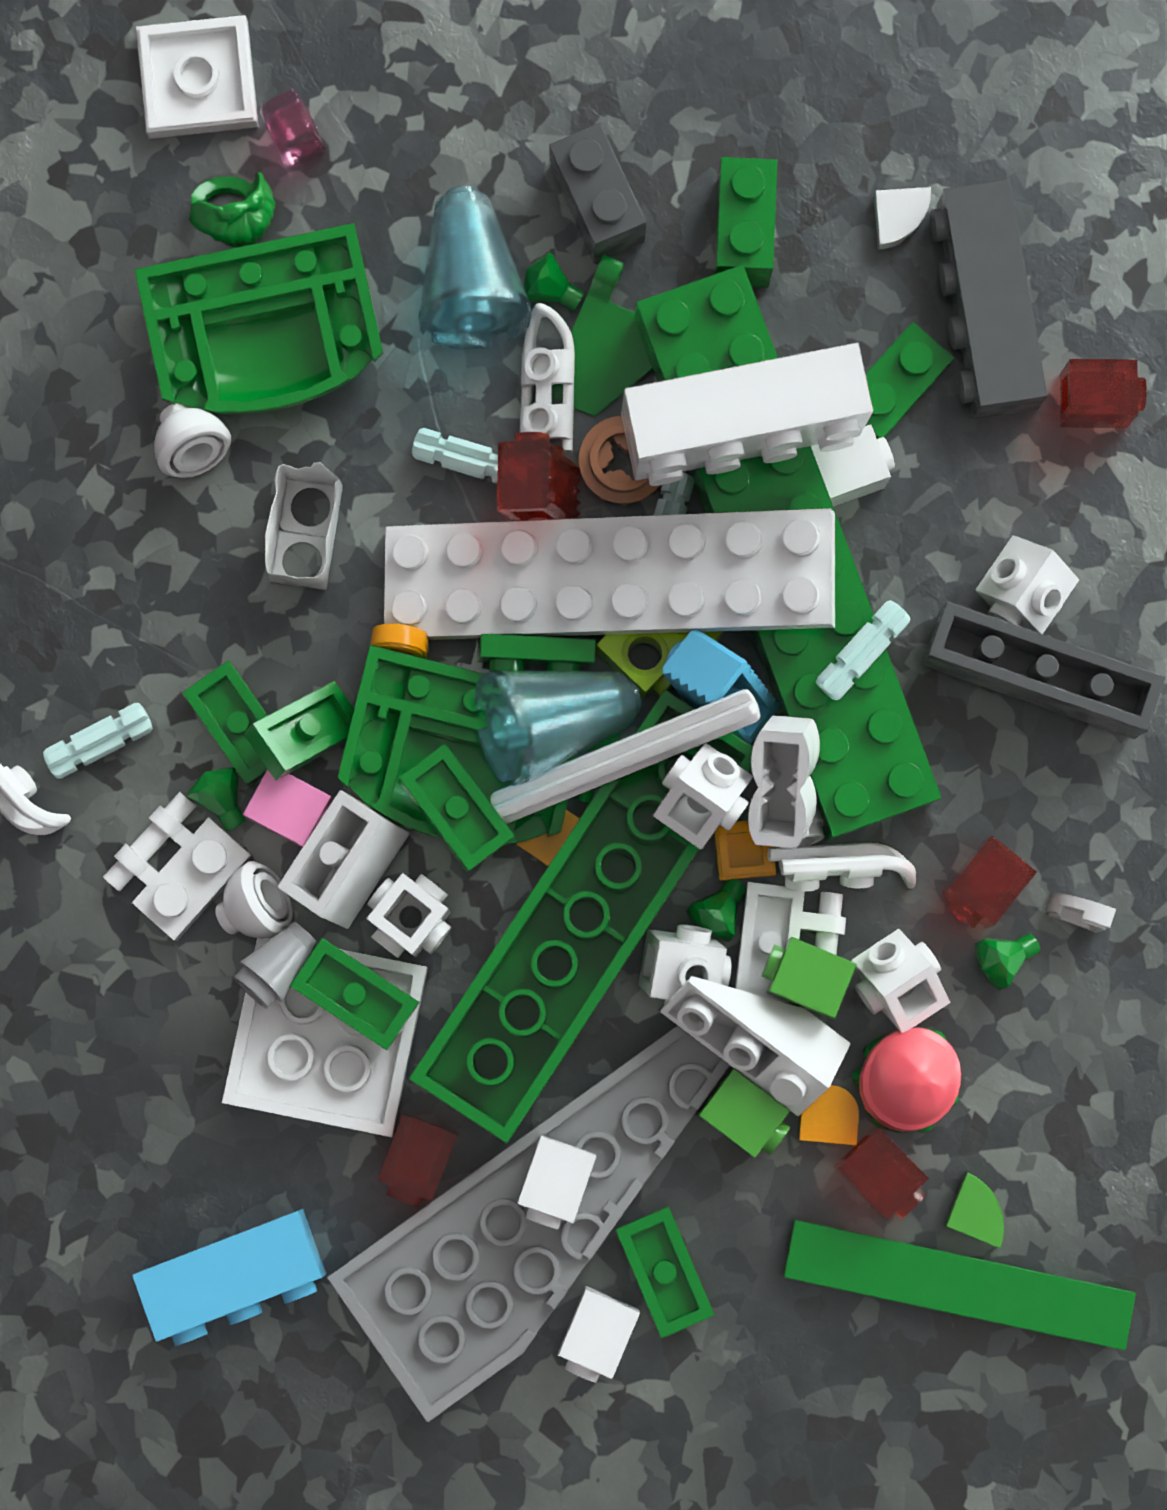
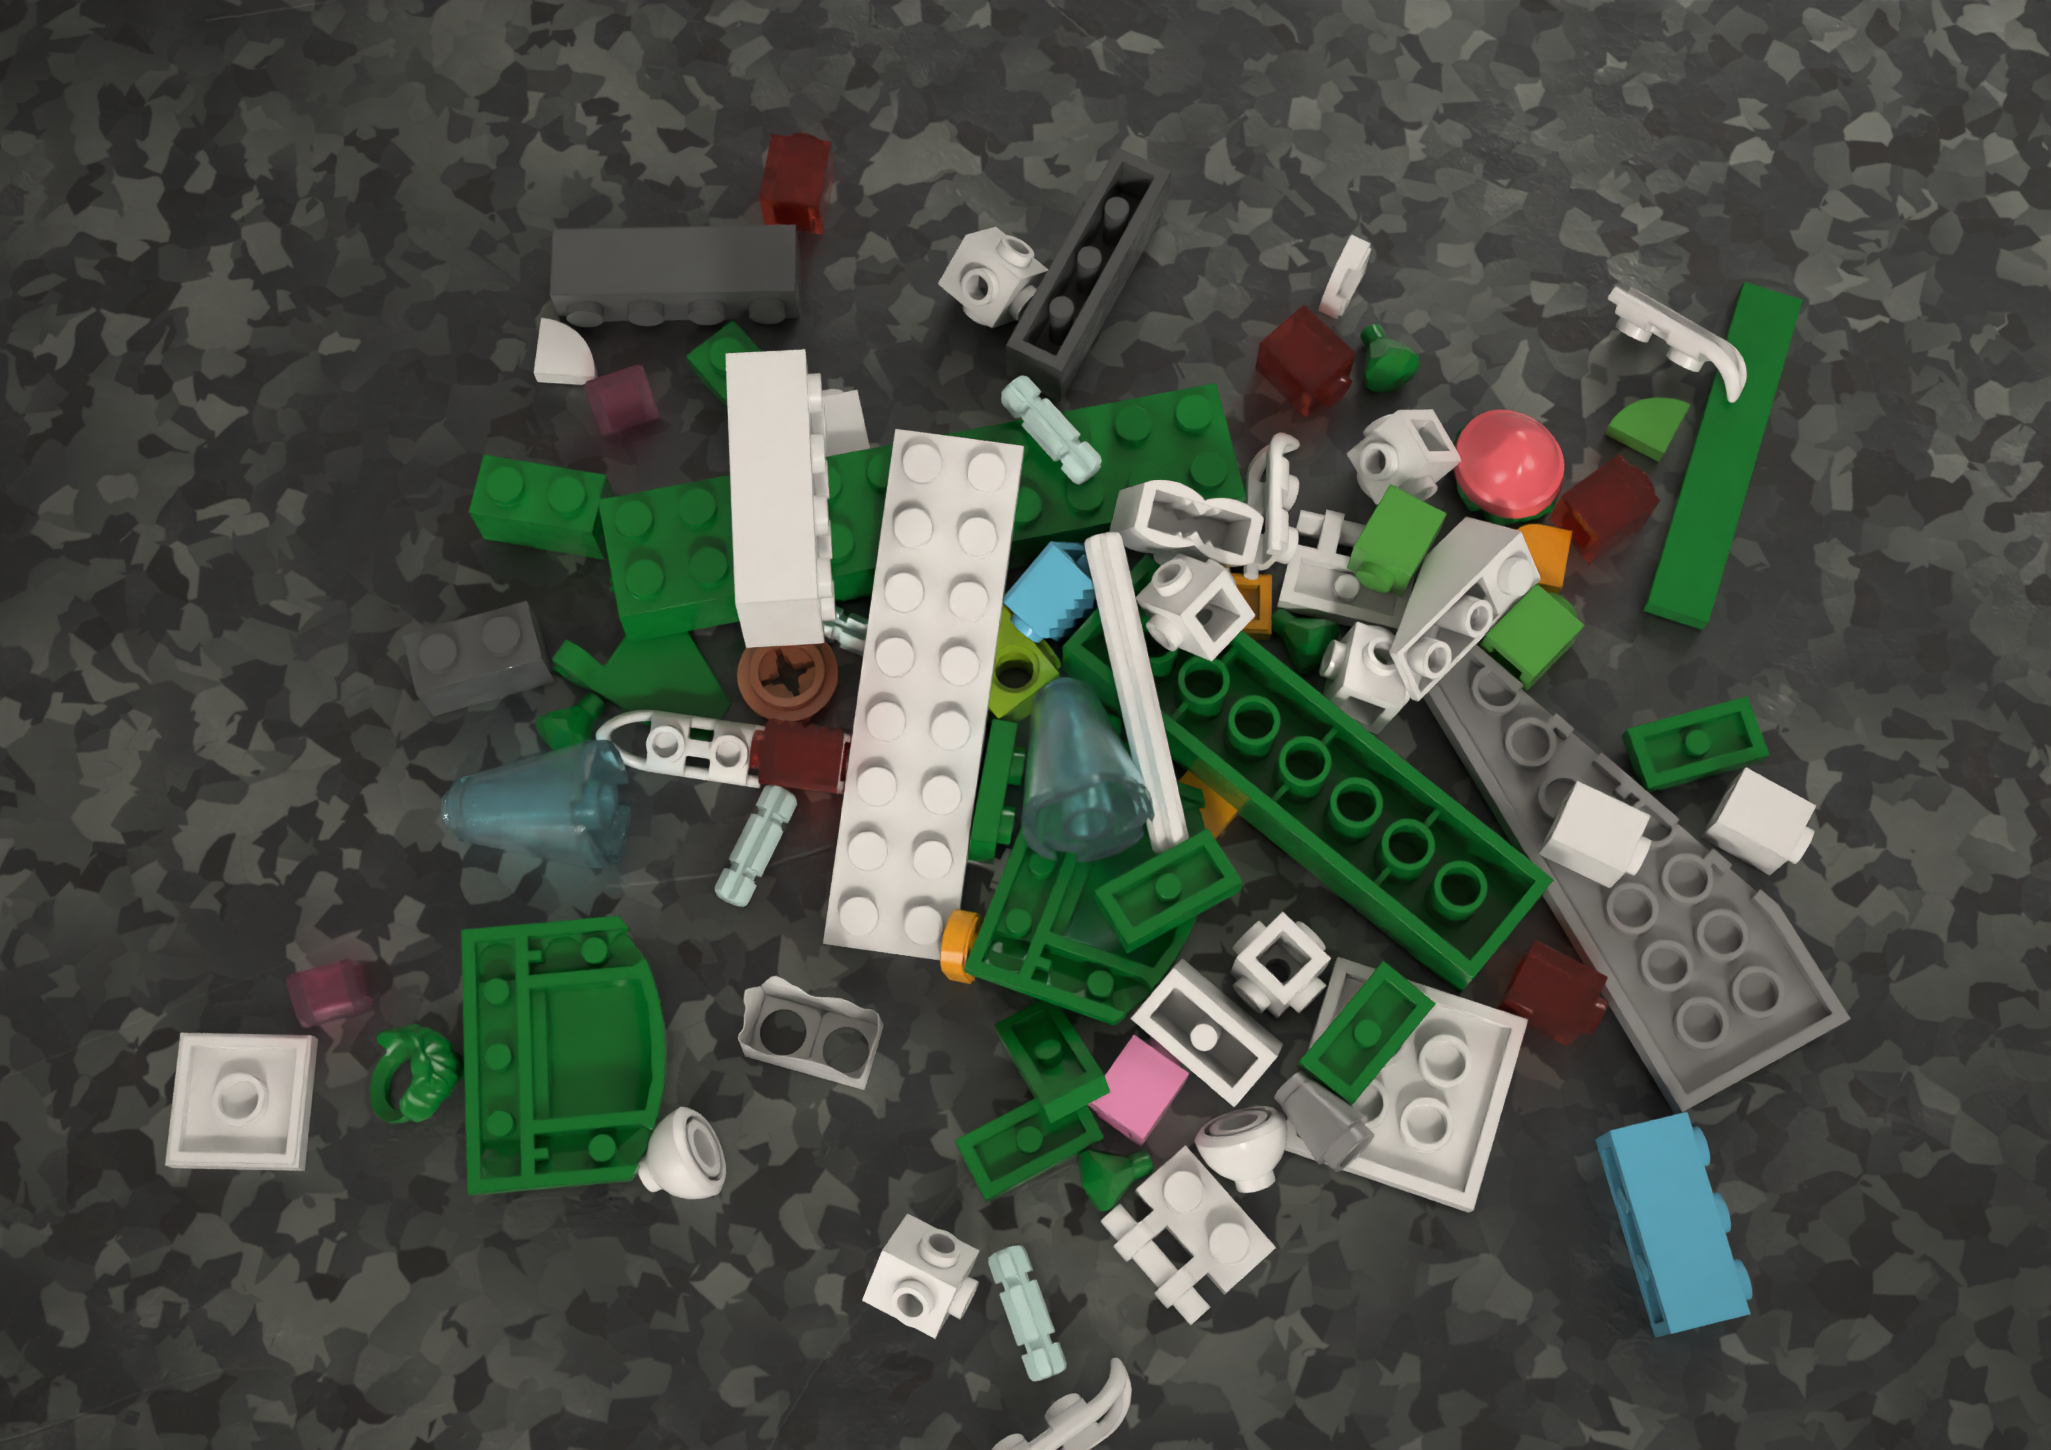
camera: 80 degrees left, 10 degrees down
(112, 649) = (923, 1276): none -> white brick
(857, 272) = (621, 400): none -> clear pink brick
(1051, 1239) = (1689, 342): none -> white piece

